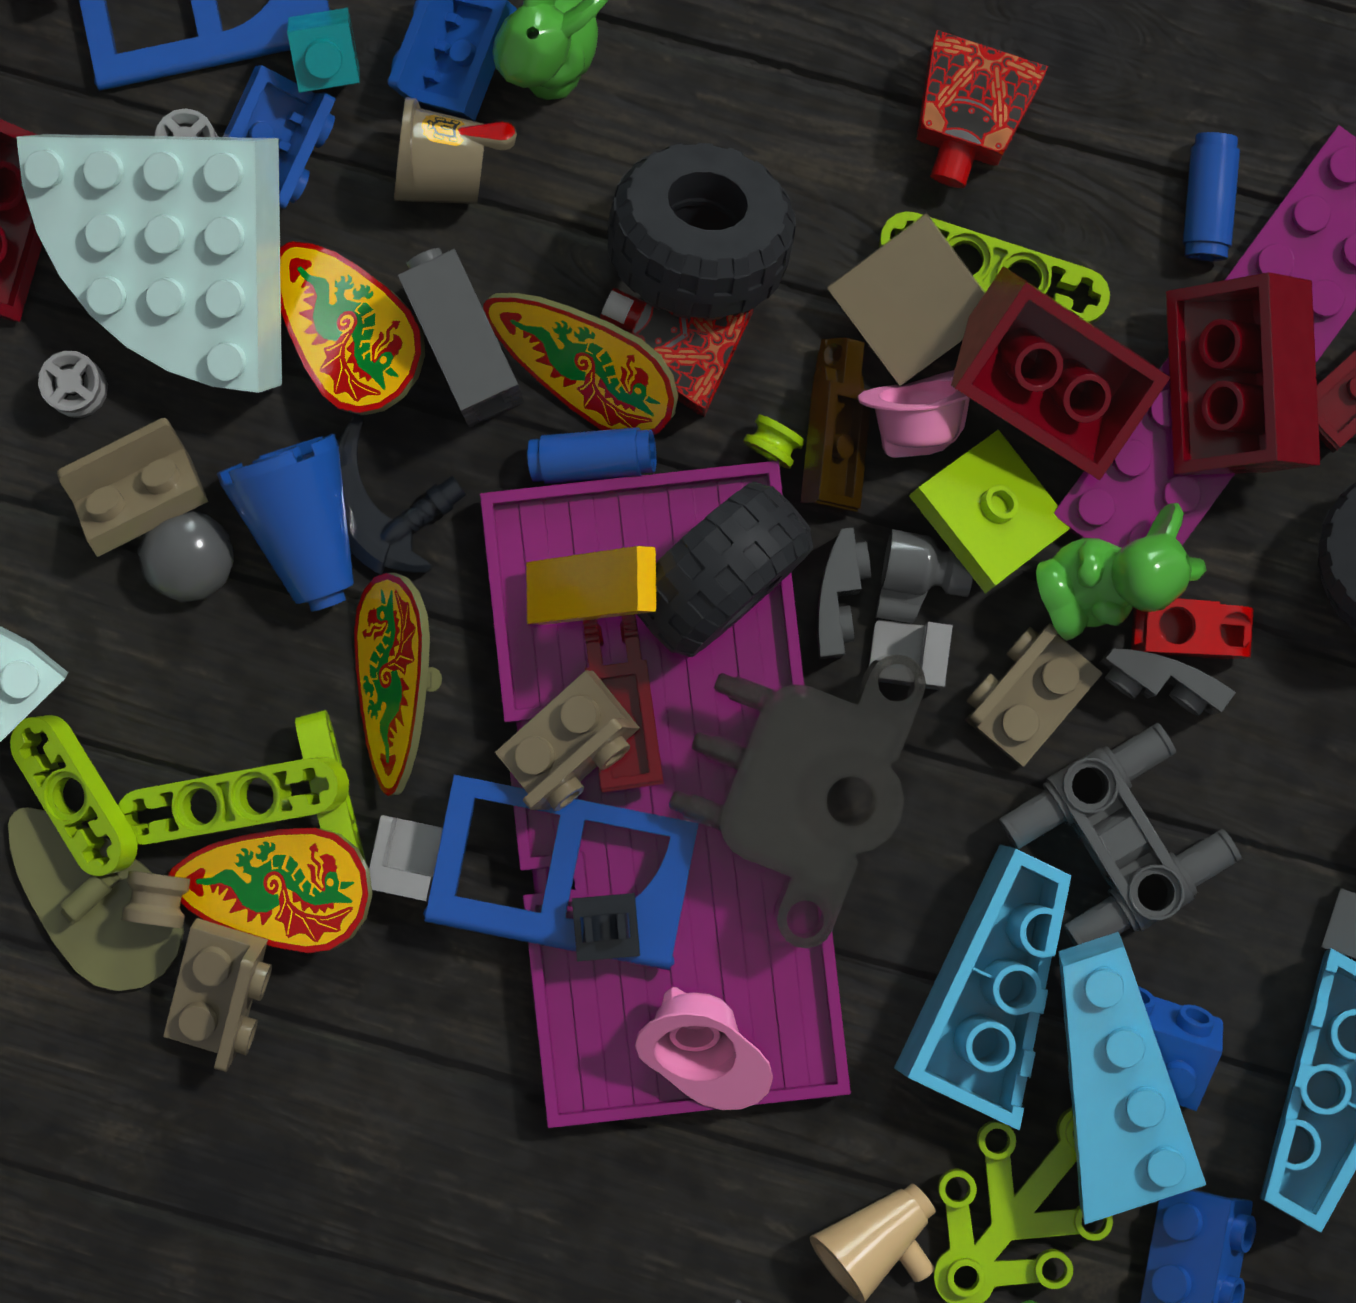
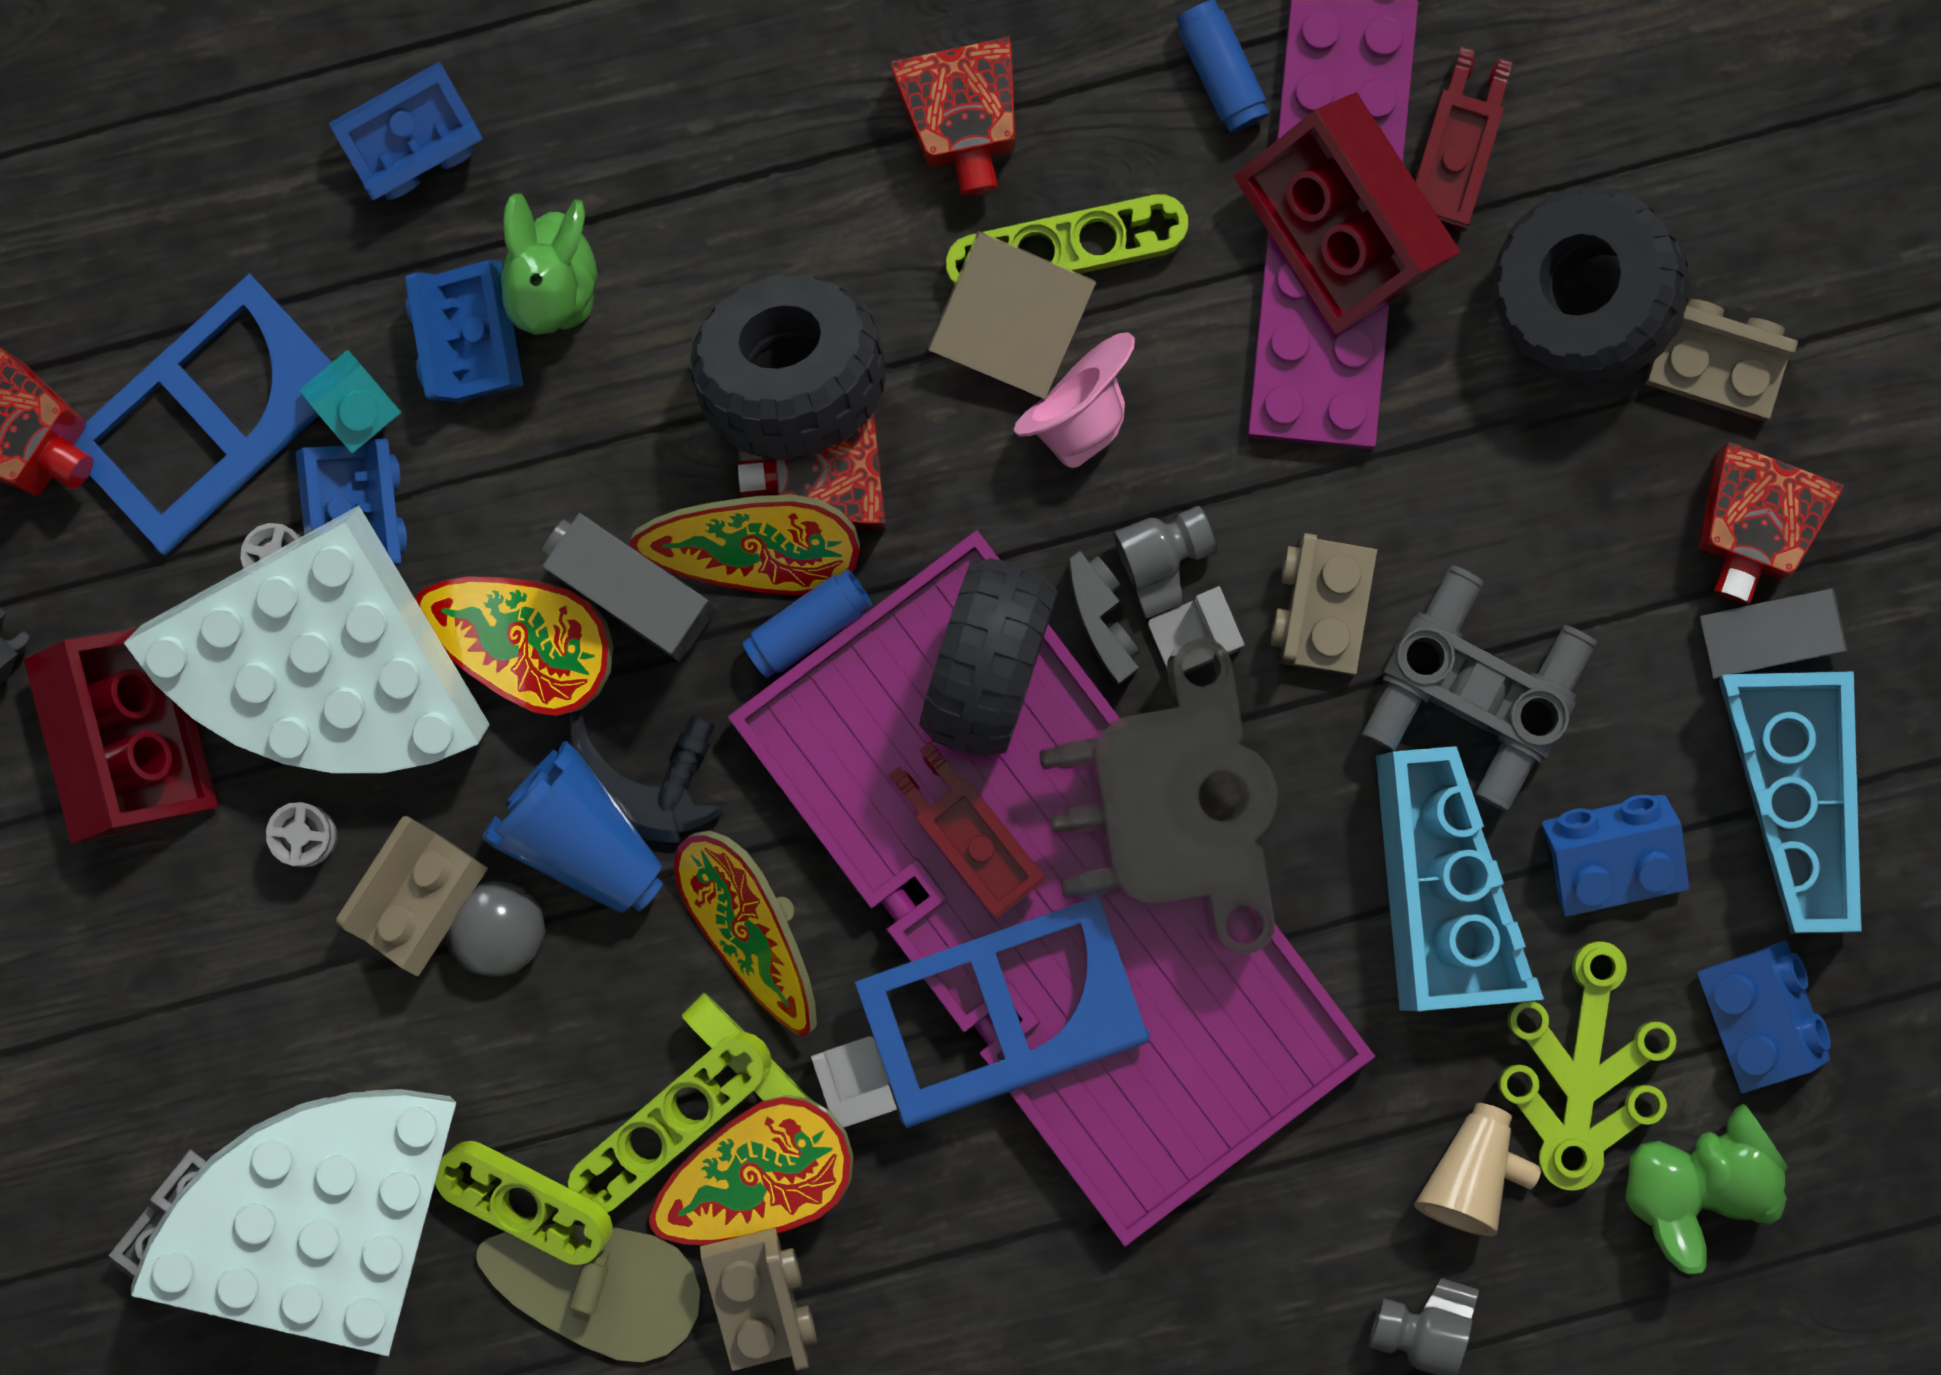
camera: 30 degrees left, 0 degrees up
(155, 899) = (653, 1252): dark tan wheel -> none
(444, 155) = (515, 432): dark tan hat -> none
(567, 742) = (940, 893): dark tan bracket -> none
(591, 585) = (880, 741): yellow tile -> none
(606, 927) = (1071, 1036): black tile -> none
(703, 1053) = (1223, 1097): bright pink piece -> none
(774, 441) = (962, 514): lime bush -> none
(836, 429) = (1011, 470): dark brown hinge -> none
(990, 511) = (1192, 463): lime plate -> none
(1054, 374) = (1177, 309): dark red slope -> none
(1101, 583) = (1330, 469): bright green animal -> none
(1123, 1104) = (1622, 922): medium azure wedge -> none
(1147, 673) = (1417, 525): dark grey slope -> none
(1194, 630) = (1431, 463): red leg -> none

